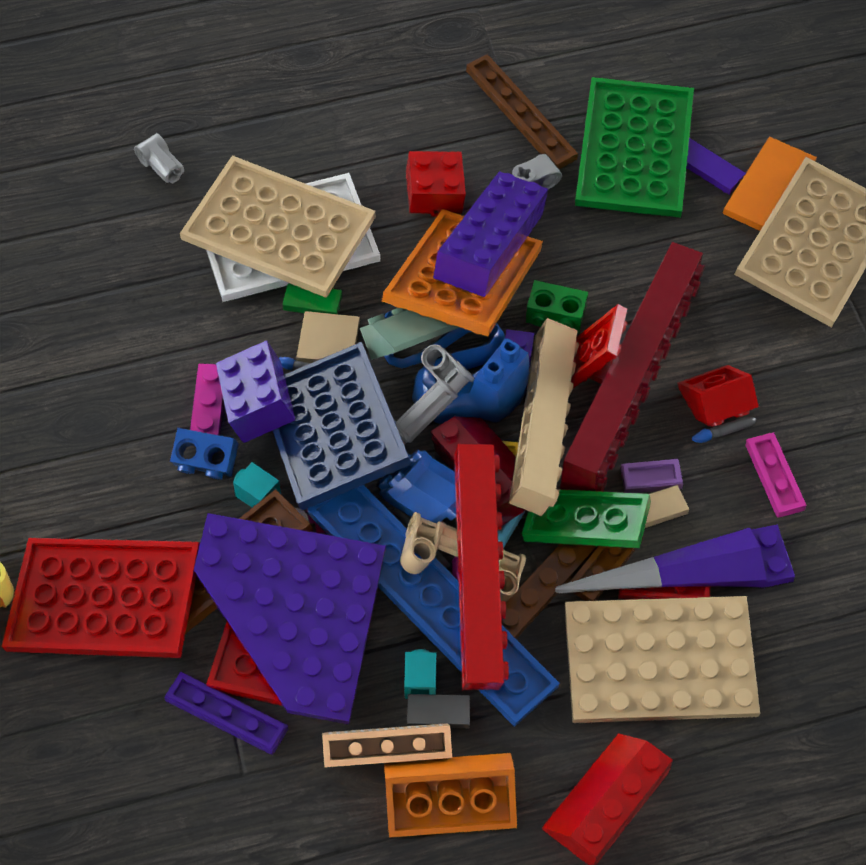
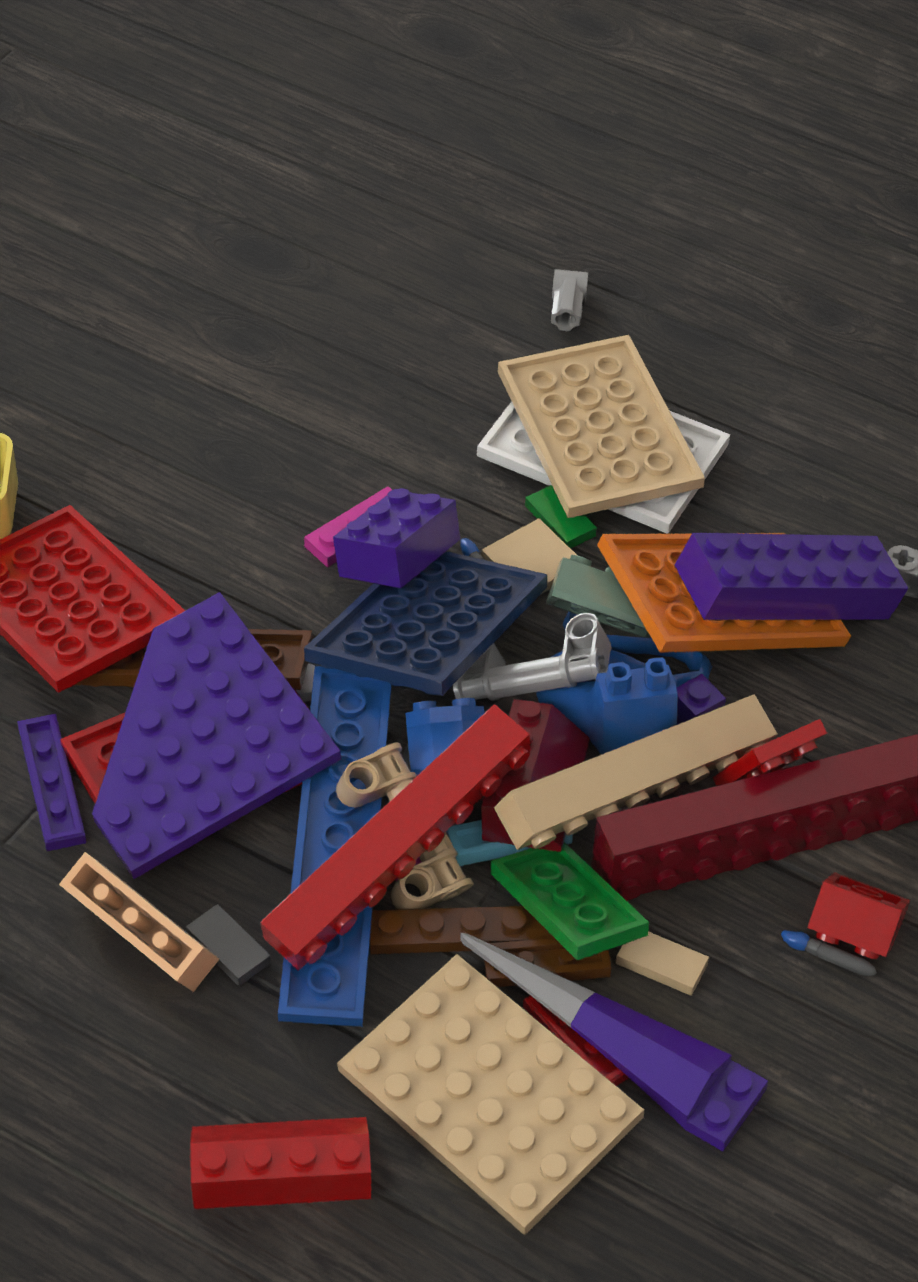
camera: 45 degrees right, 10 degrees down
(206, 447) = (291, 551): blue brick -> none
(254, 484) = (305, 613): teal brick -> none
(420, 672) = (248, 895): teal brick -> none
(435, 182) = (804, 499): red brick -> none
(450, 795) = (144, 1017): orange slope -> none
(558, 302) = (788, 697): green brick -> none
(651, 476) = (695, 929): medium lavender tile -> none
(775, 475) = (826, 1036): dark pink plate -> none

